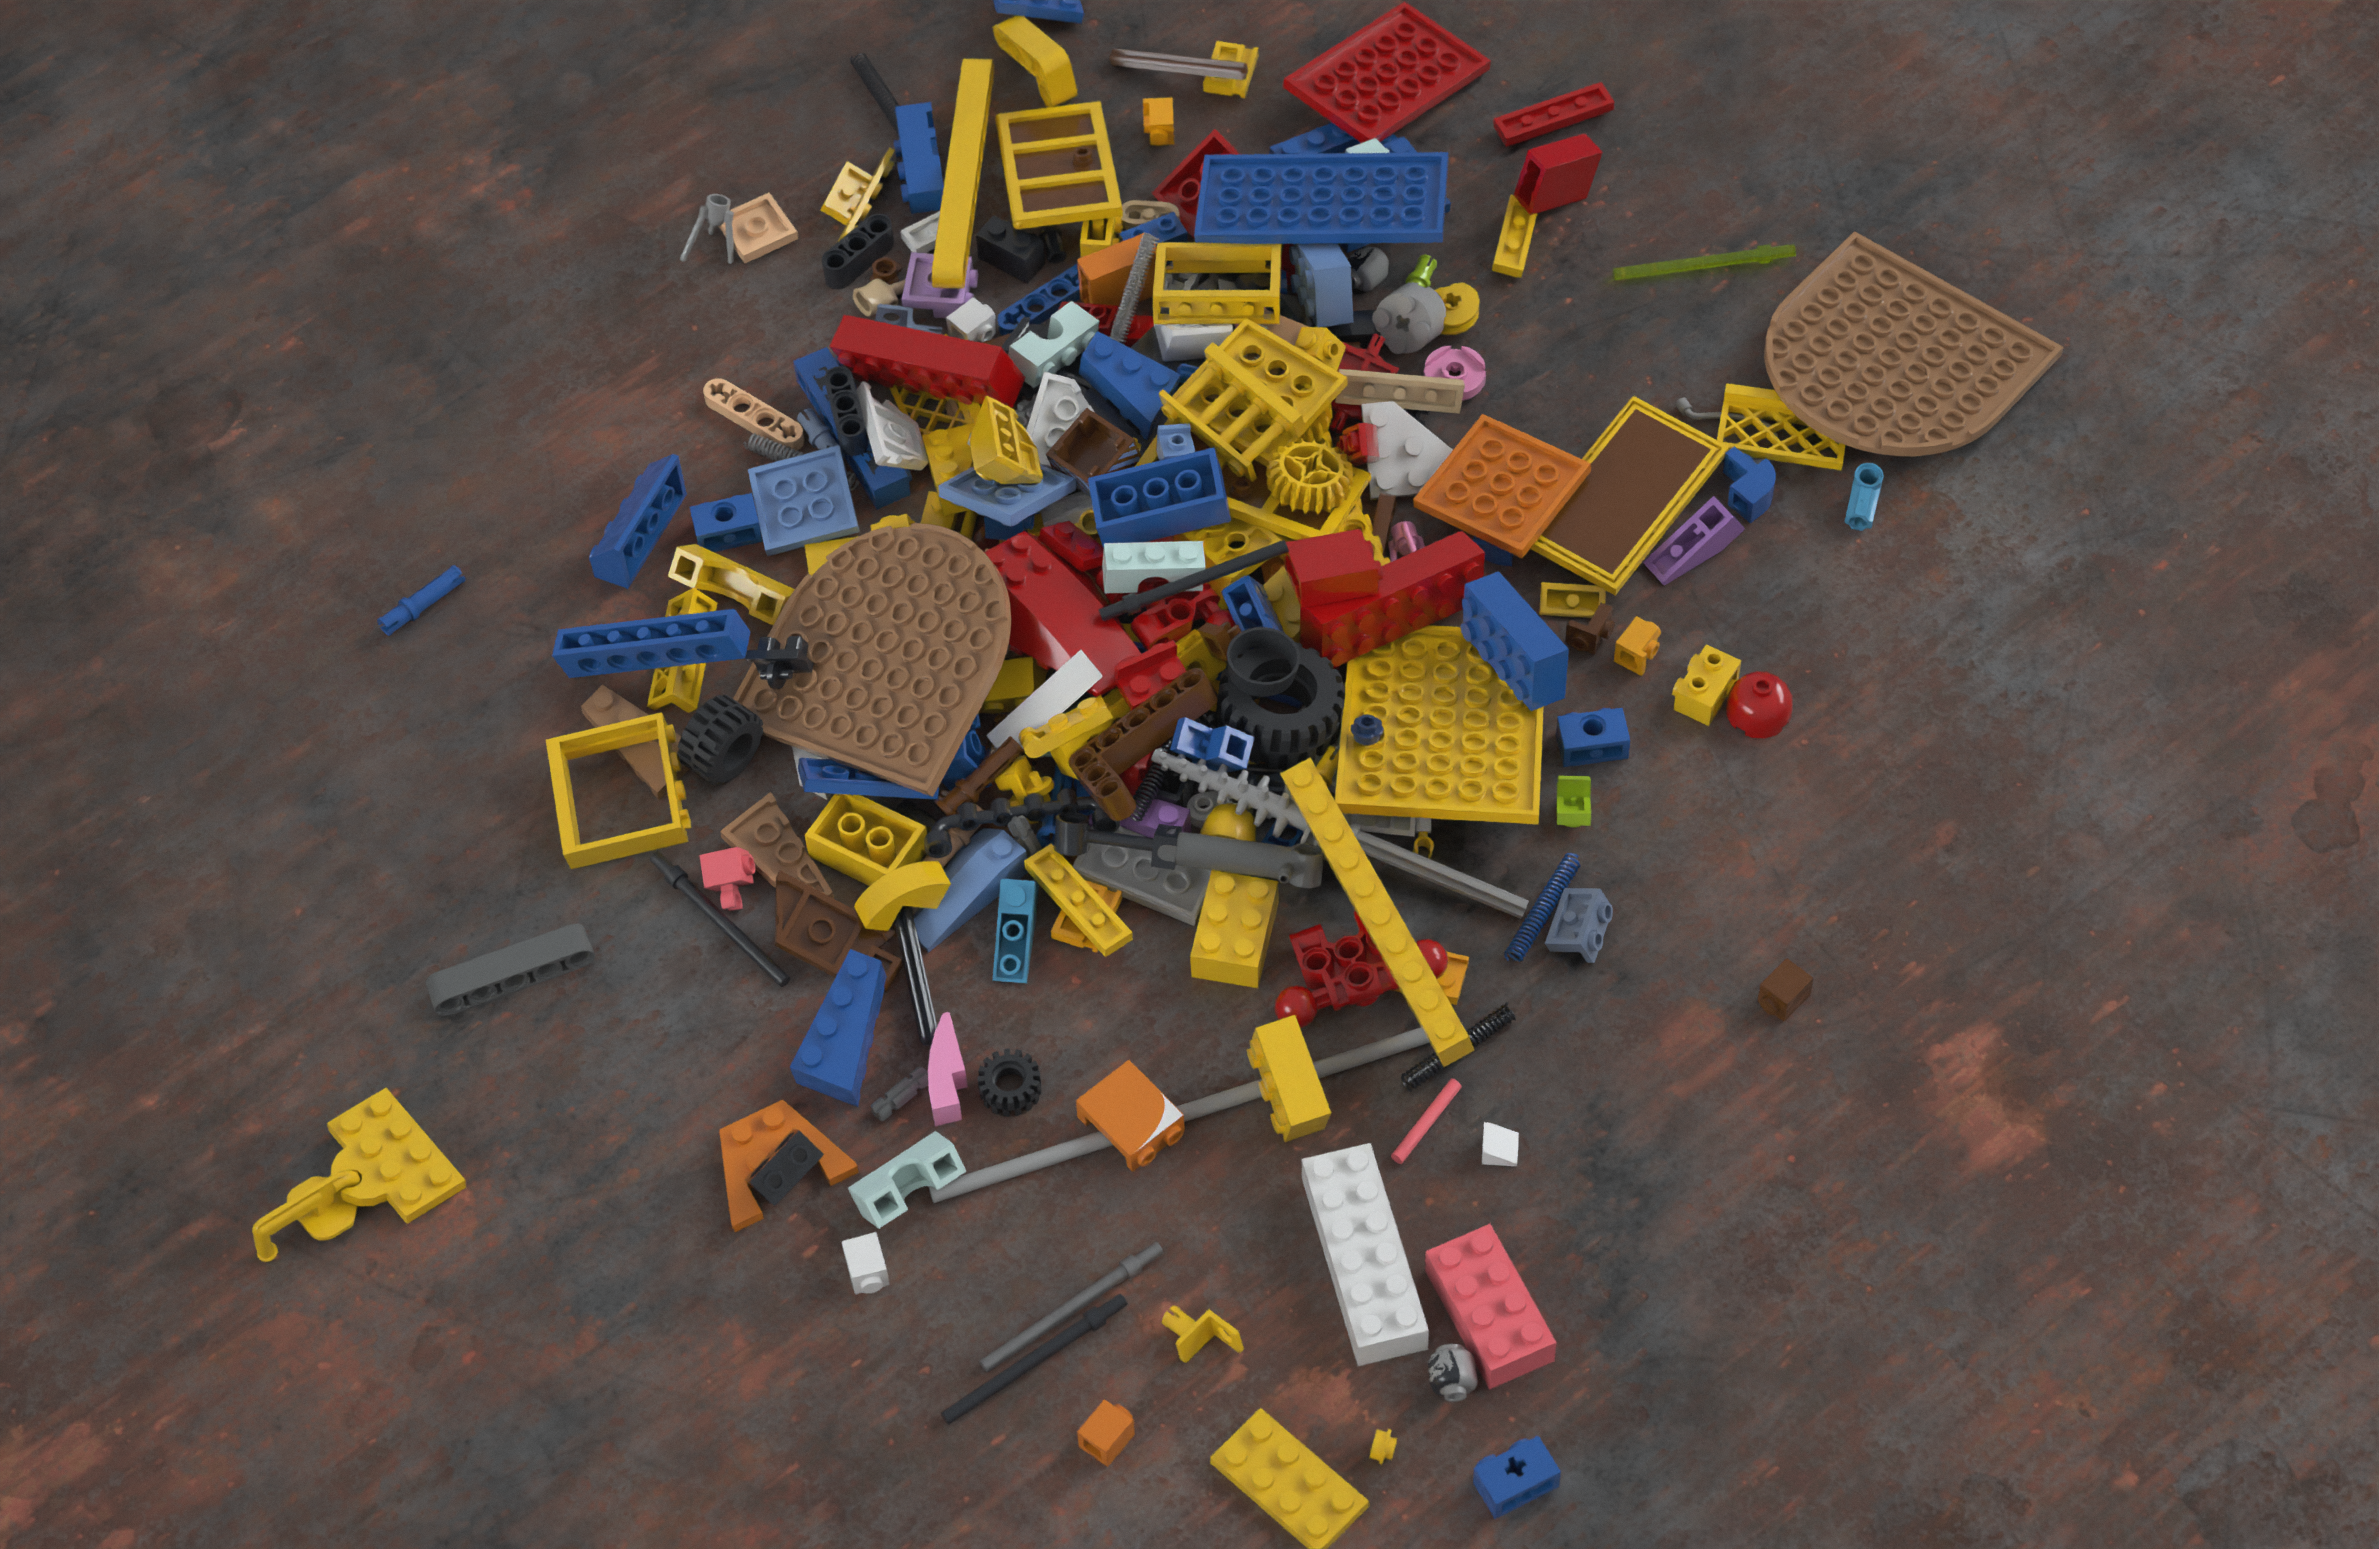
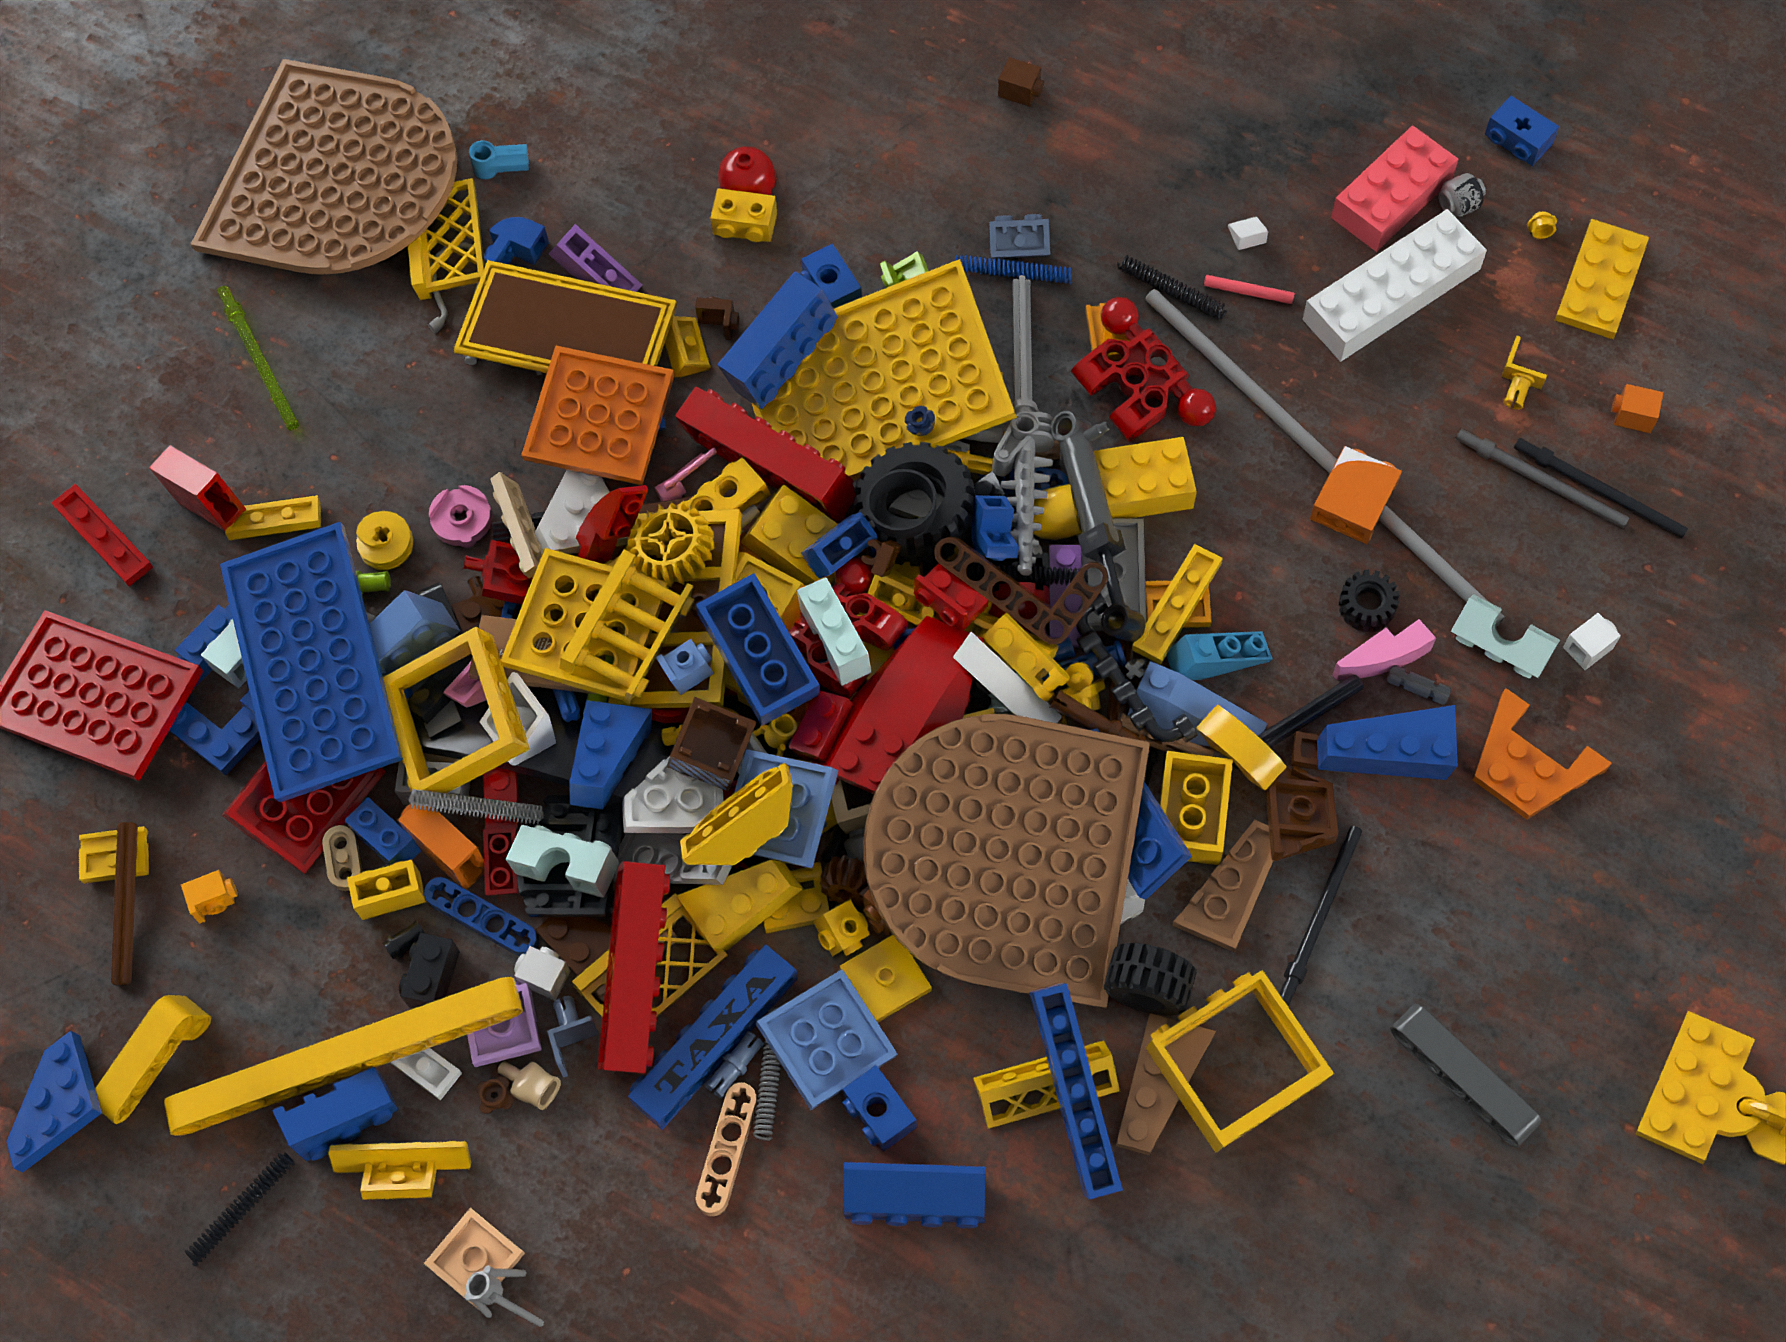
camera: 110 degrees left, 10 degrees up
(712, 572) = (958, 1020): yellow arch -> none
(726, 872) = (1279, 917): coral brick -> none
(780, 664) = (1044, 938): black hips -> none
(784, 1166) = (1554, 738): black brick -> none
(846, 411) = (709, 1043): black beam -> none
(857, 251) = (466, 1120): black beam -> none
(891, 433) = (725, 972): white wing -> none
(1058, 165) = (307, 961): door -> none
(1132, 603) = (880, 632): black bar -> none
(1288, 1079) = (1280, 373): yellow brick -> none
(1321, 345) = (505, 598): yellow brick -> none
(1332, 568) = (777, 482): red brick -> none
(1377, 913) = (1107, 345): yellow brick -> none
(1410, 318) = (418, 558): light grey brick -> none
(1637, 645) = (721, 277): light orange brick -> none

